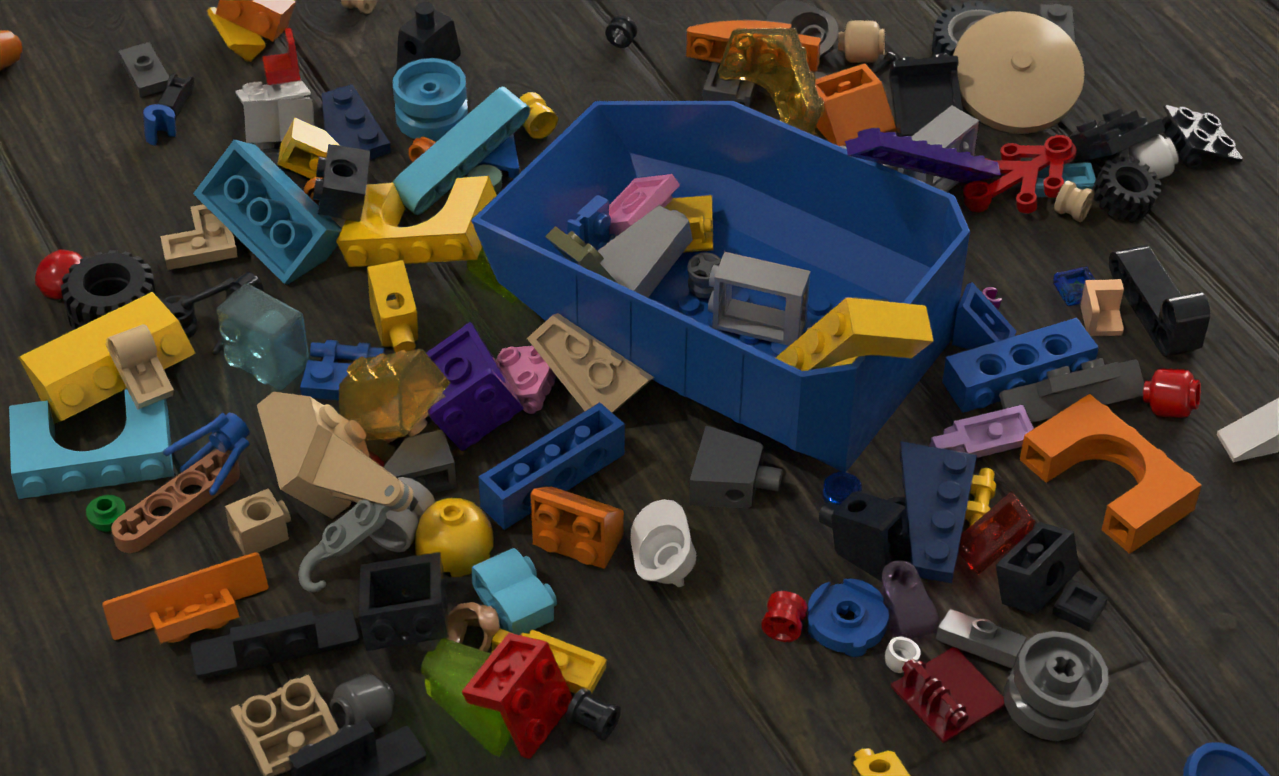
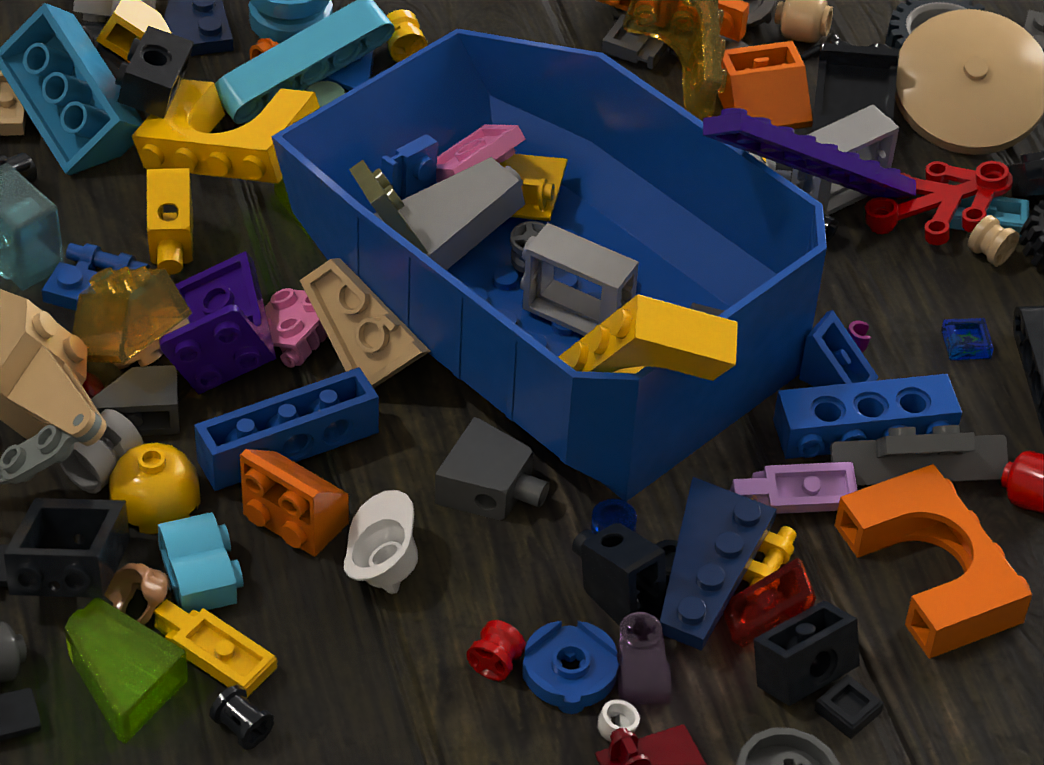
camera: 10 degrees right, 0 degrees up
(525, 687) = (166, 673): red bracket -> none
(980, 638) = (712, 717): dark grey plate -> none
(1101, 307) = (987, 368): light nougat panel -> none

